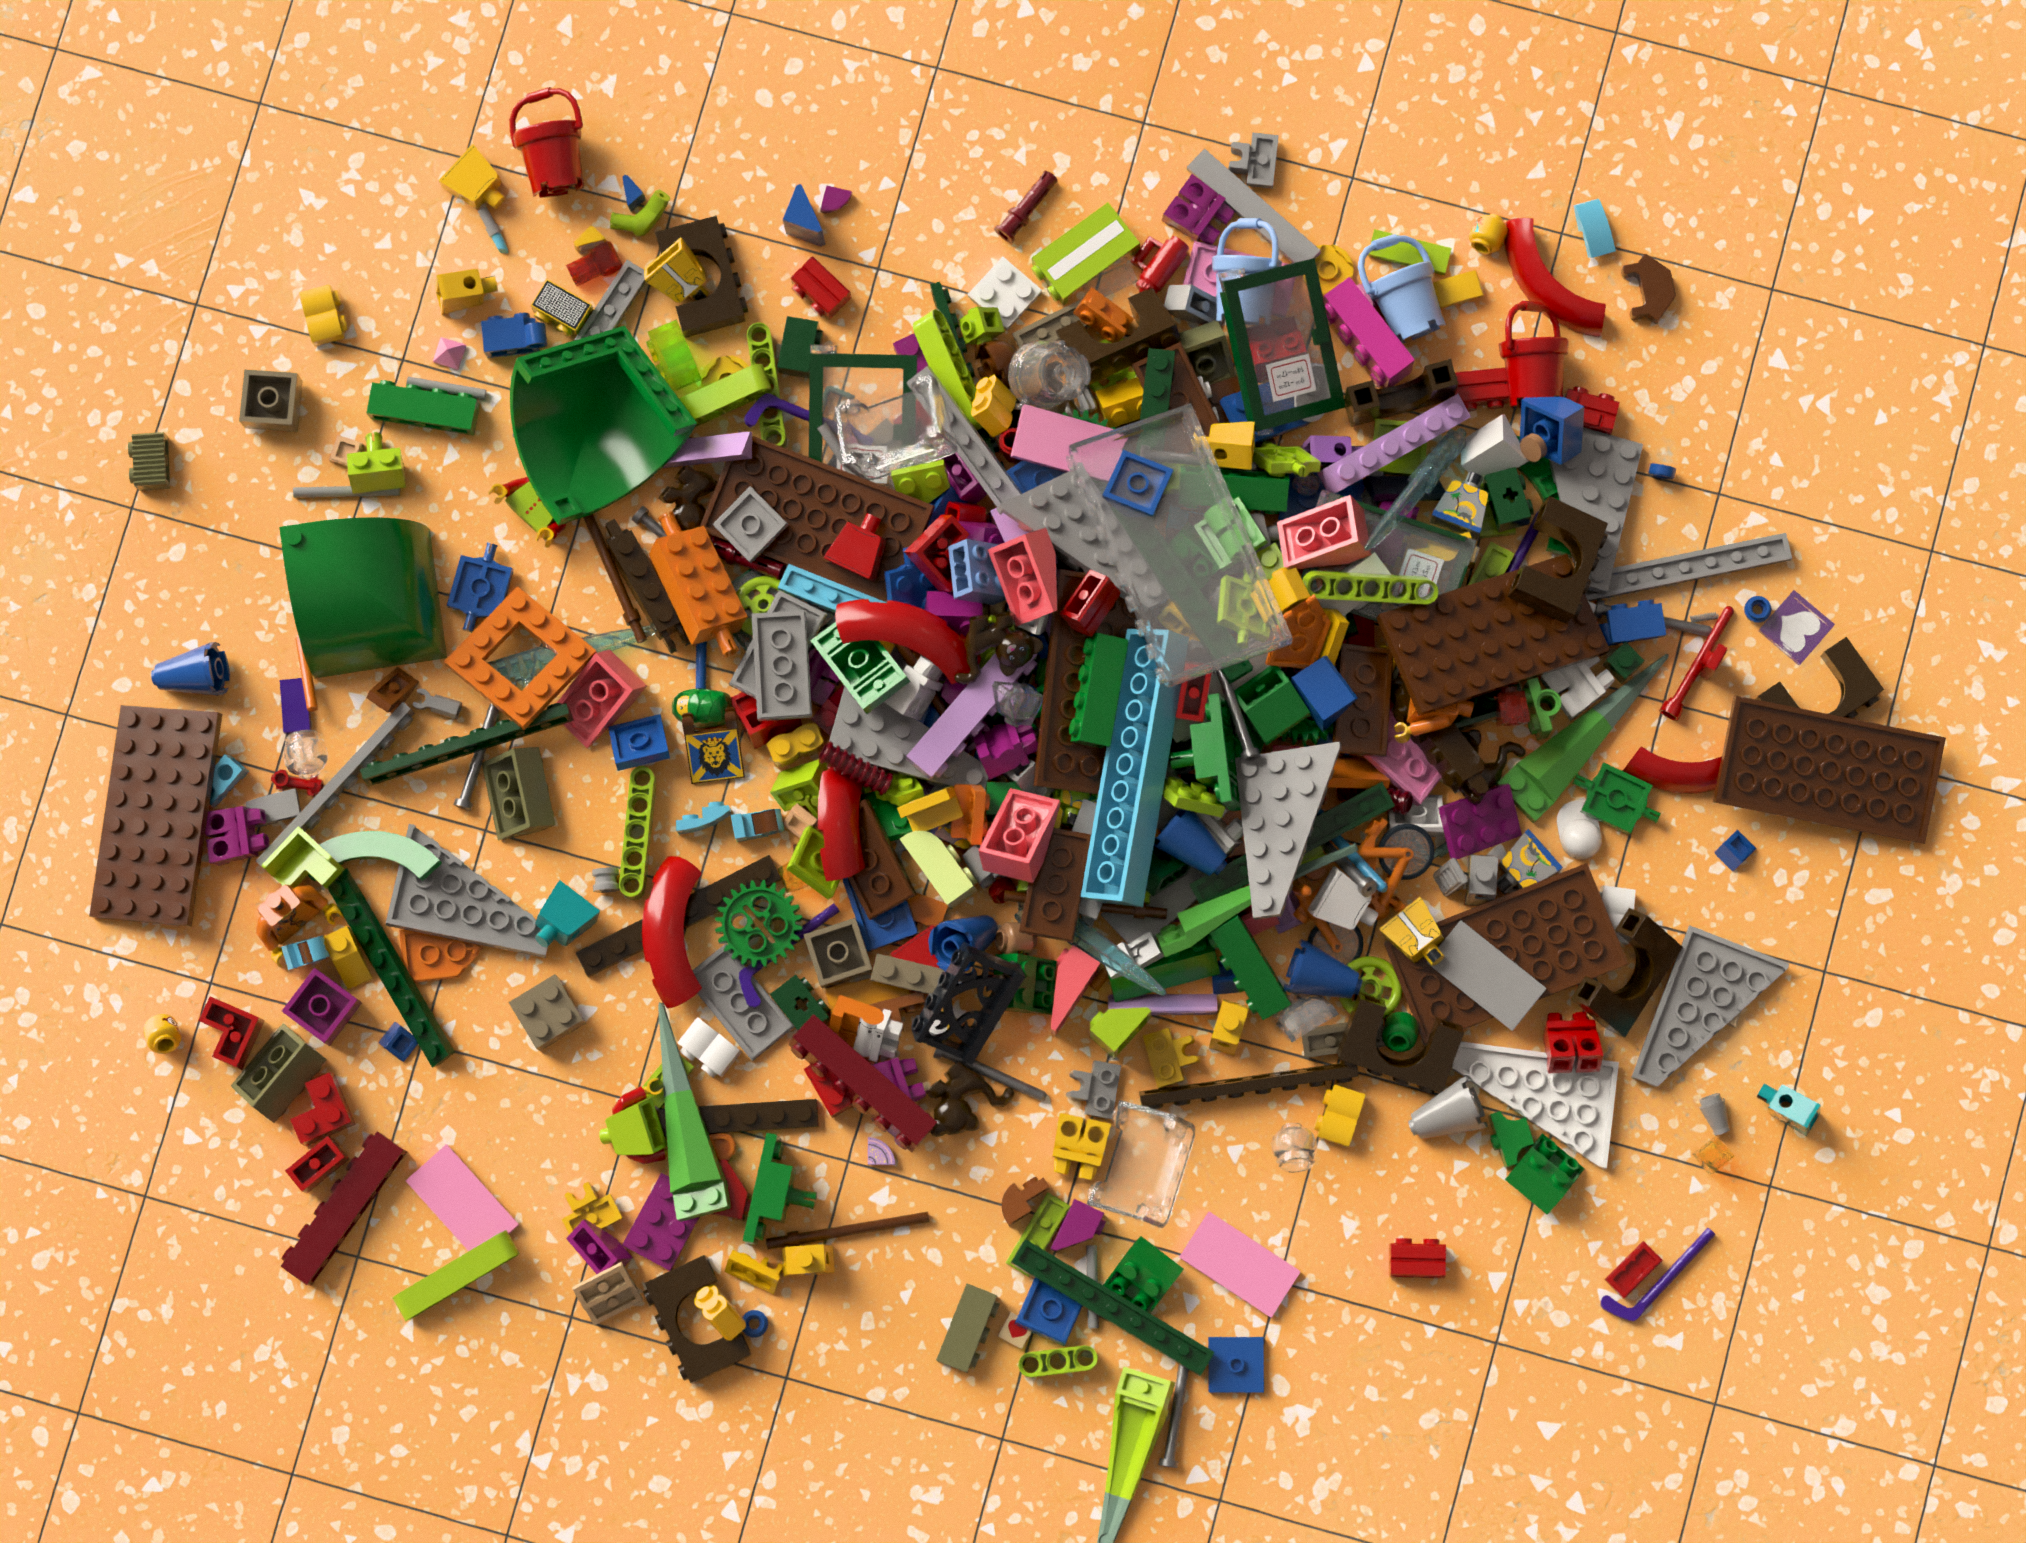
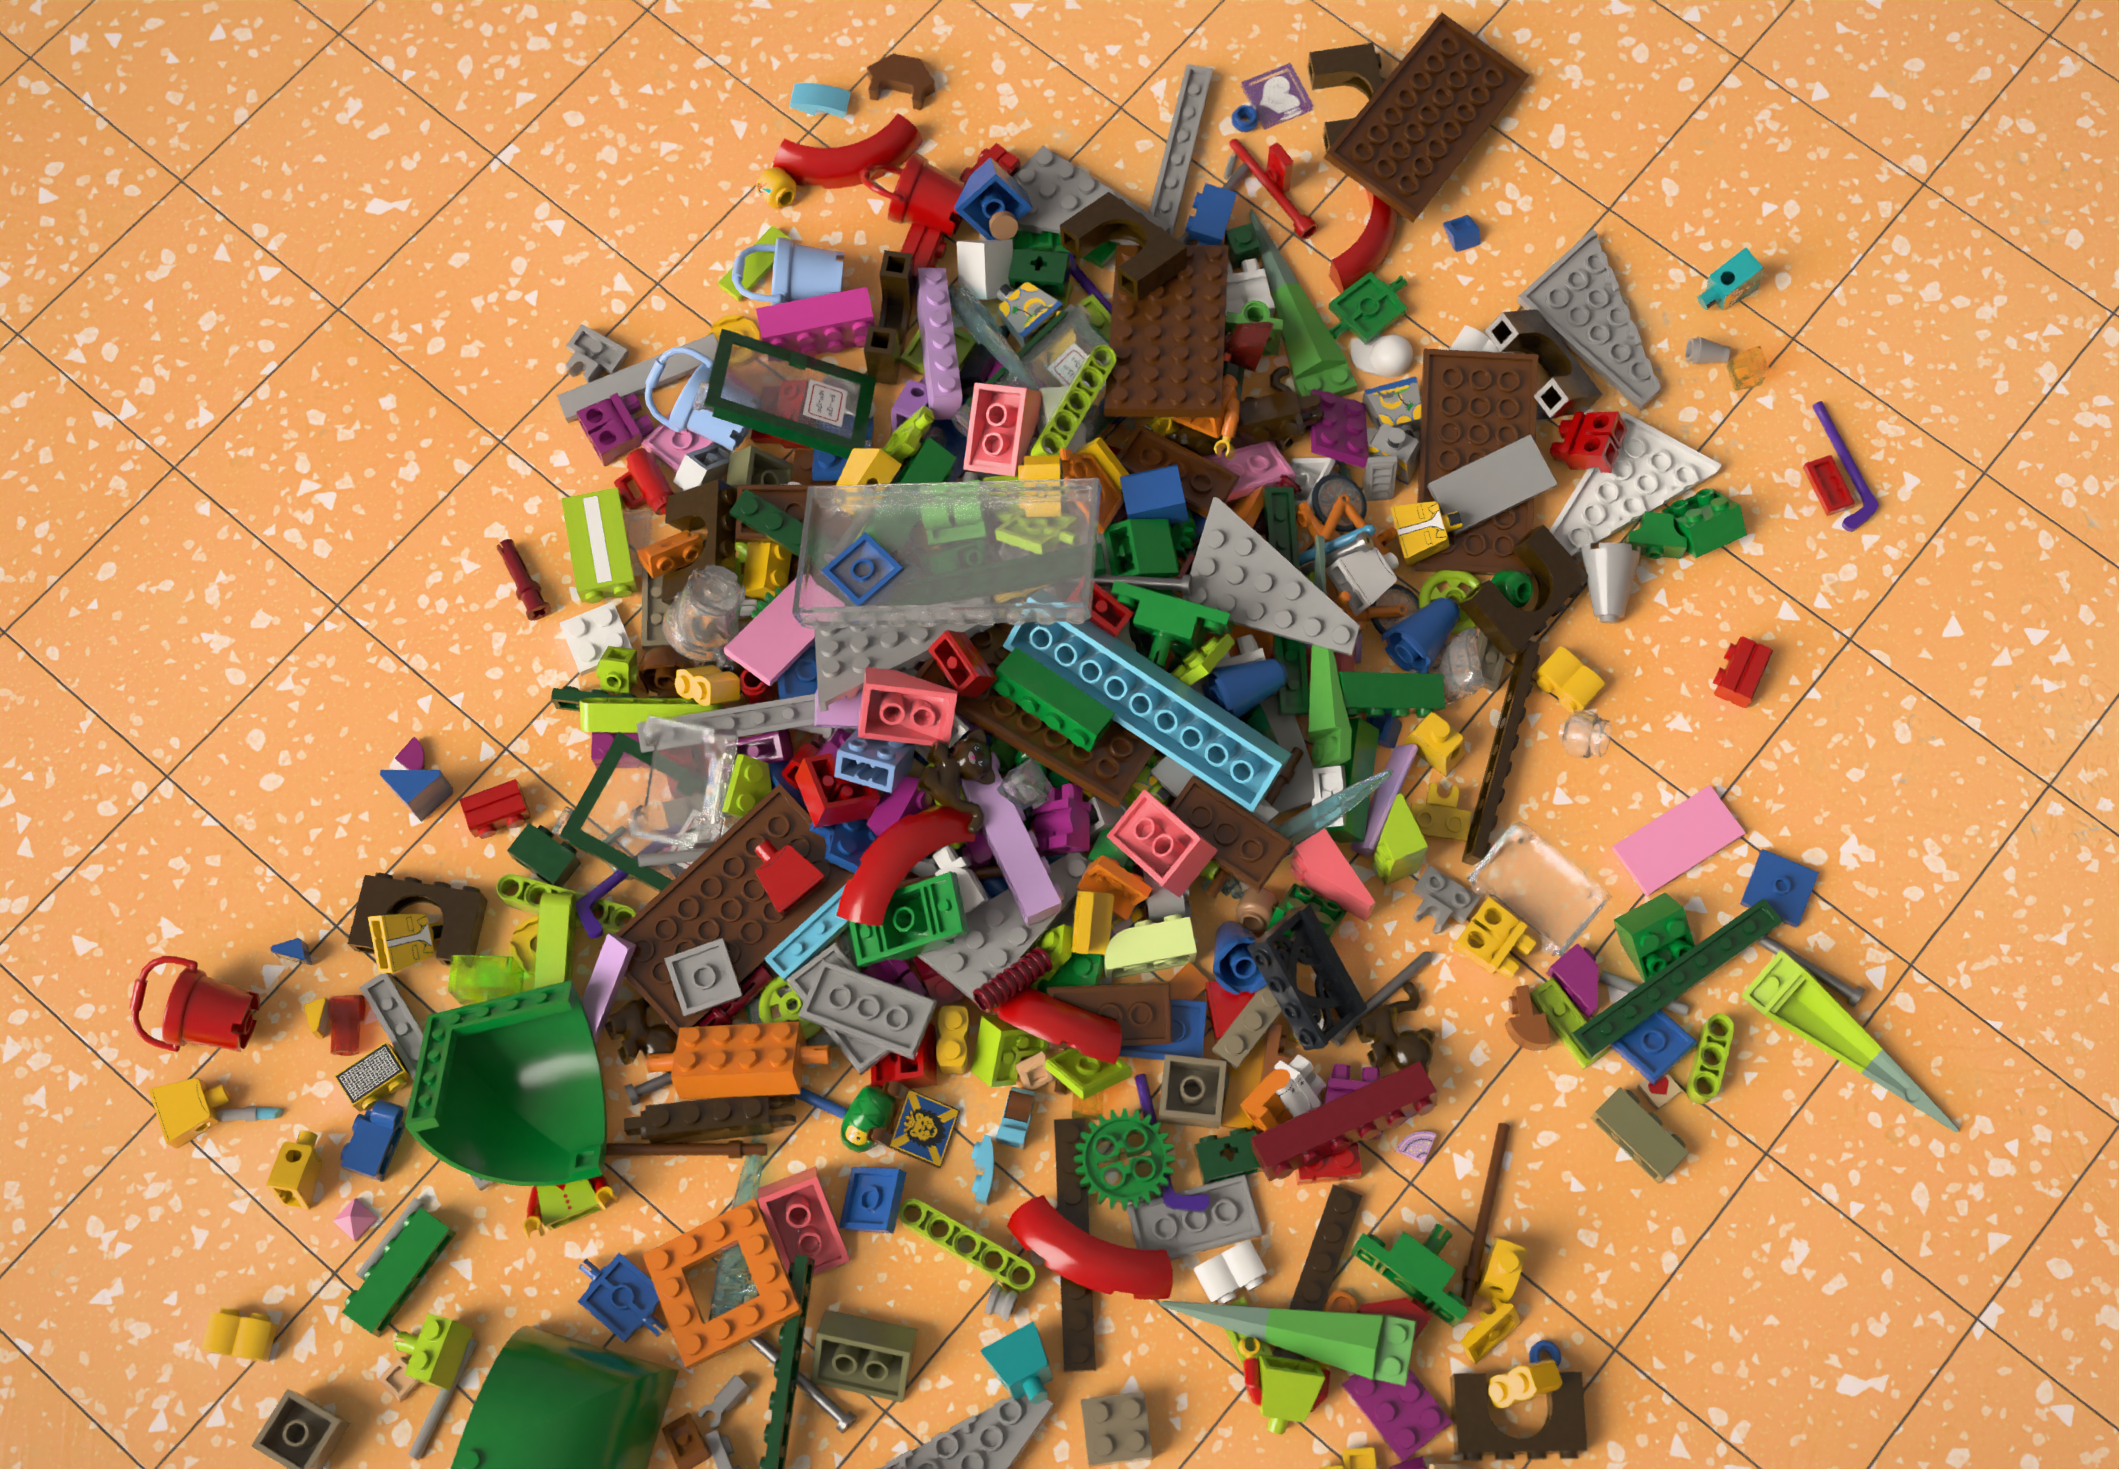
camera: 70 degrees left, 10 degrees down
(645, 219) = (328, 952): lime arm -> none
(998, 889) = (1199, 902): red tile -> none
(1458, 289) = (815, 230): yellow slope -> none
(1662, 471) = (1077, 140): blue tile -> none

